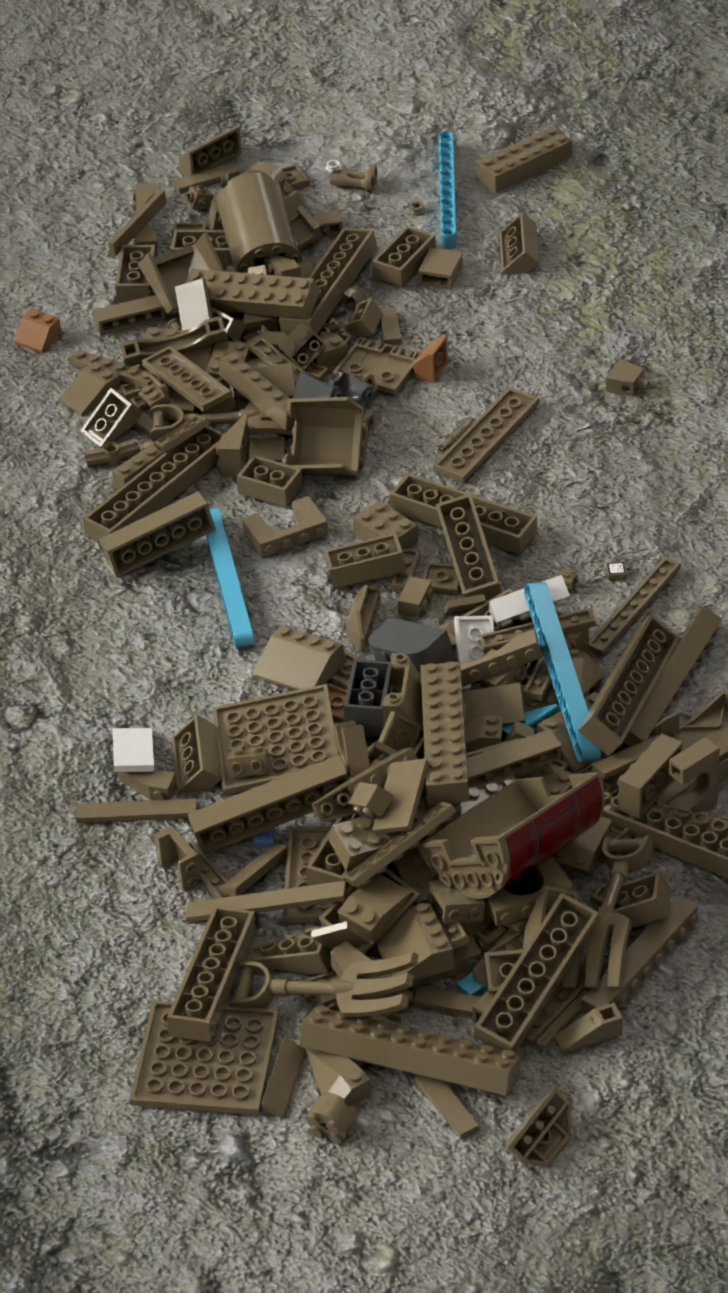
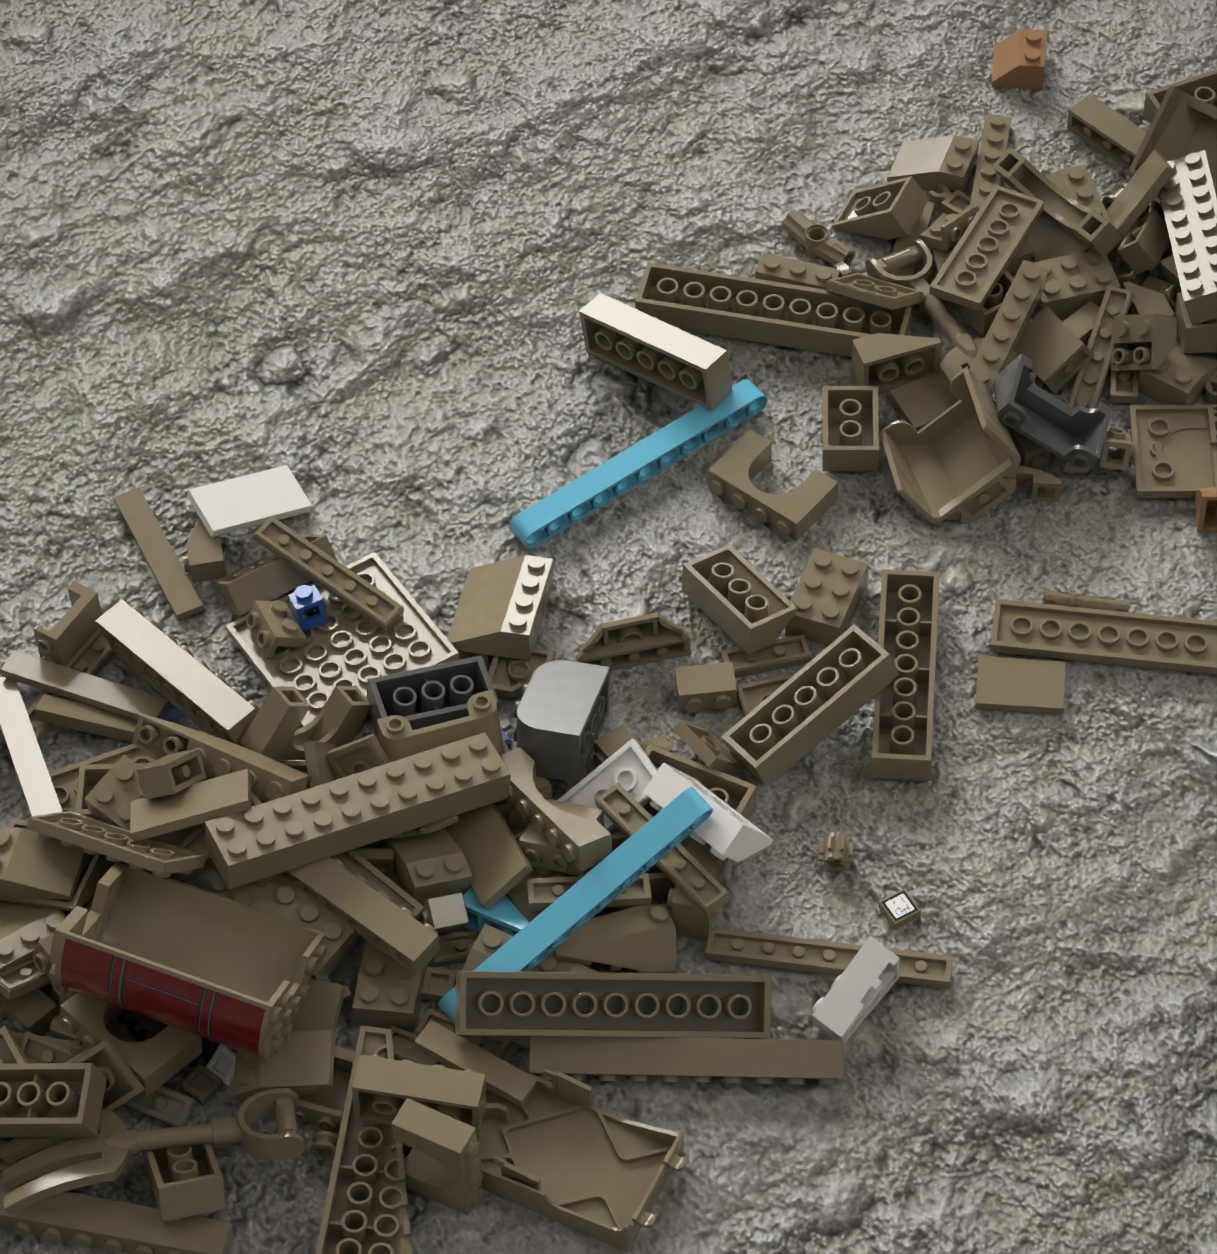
camera: 65 degrees right, 10 degrees up
(227, 721) = (328, 573): none -> dark tan tile
(227, 867) = (82, 686): none -> dark tan tile
(245, 737) = (305, 600): none -> blue brick
(494, 478) = (1020, 685): none -> dark tan tile
(669, 593) = (856, 991): none -> white wedge

